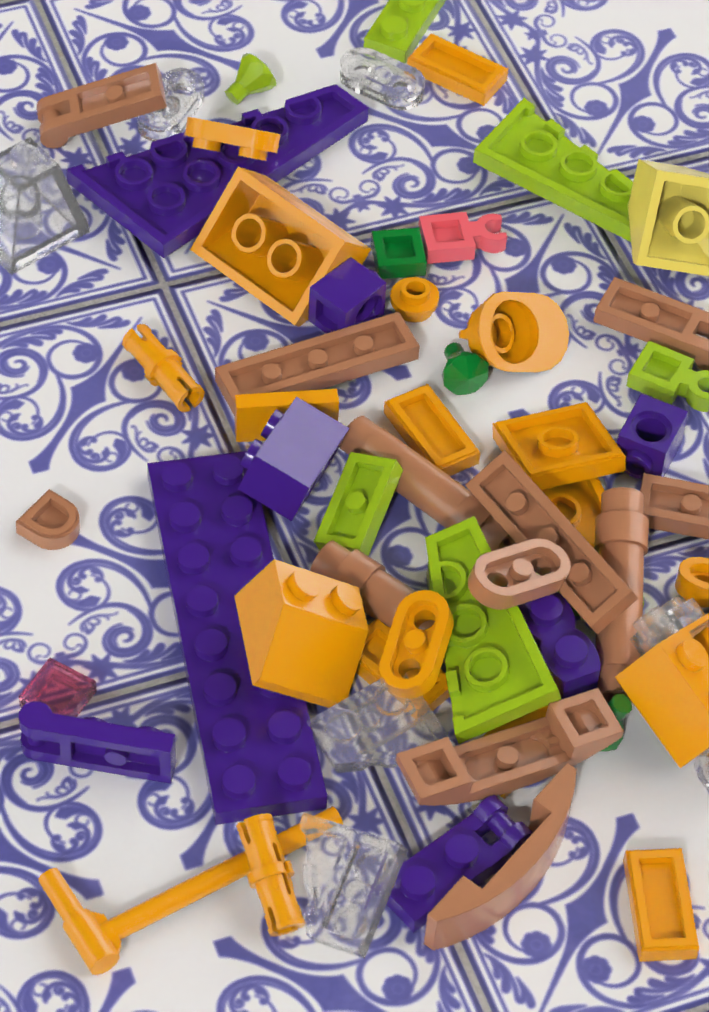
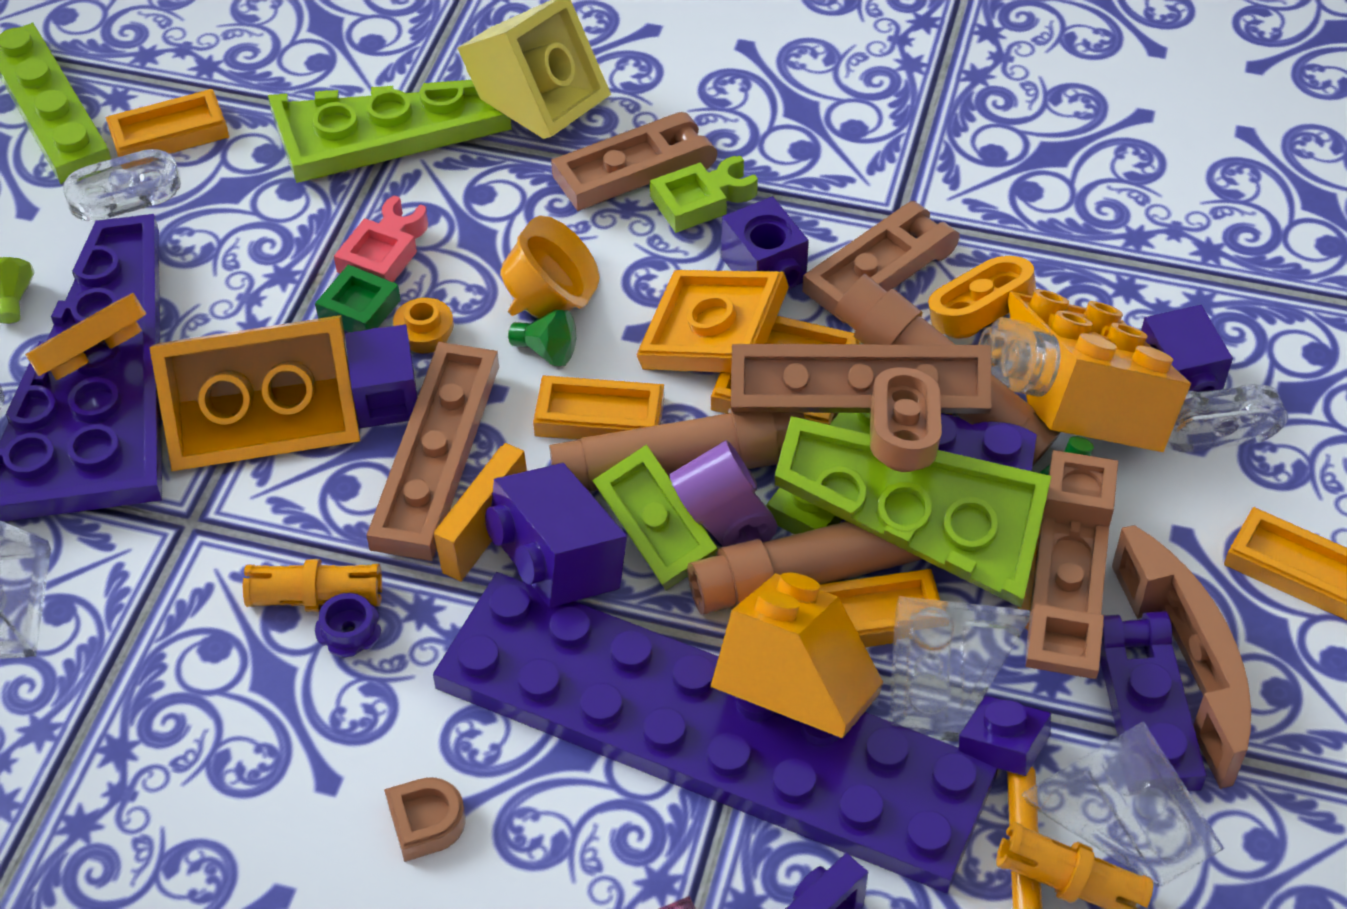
camera: 50 degrees left, 0 degrees up
(148, 401) = (343, 612): none -> dark purple plate
(351, 788) = (1006, 734): none -> dark purple plate
(396, 527) = (722, 496): none -> medium lavender piece
(416, 648) = (907, 562): light orange plate -> none

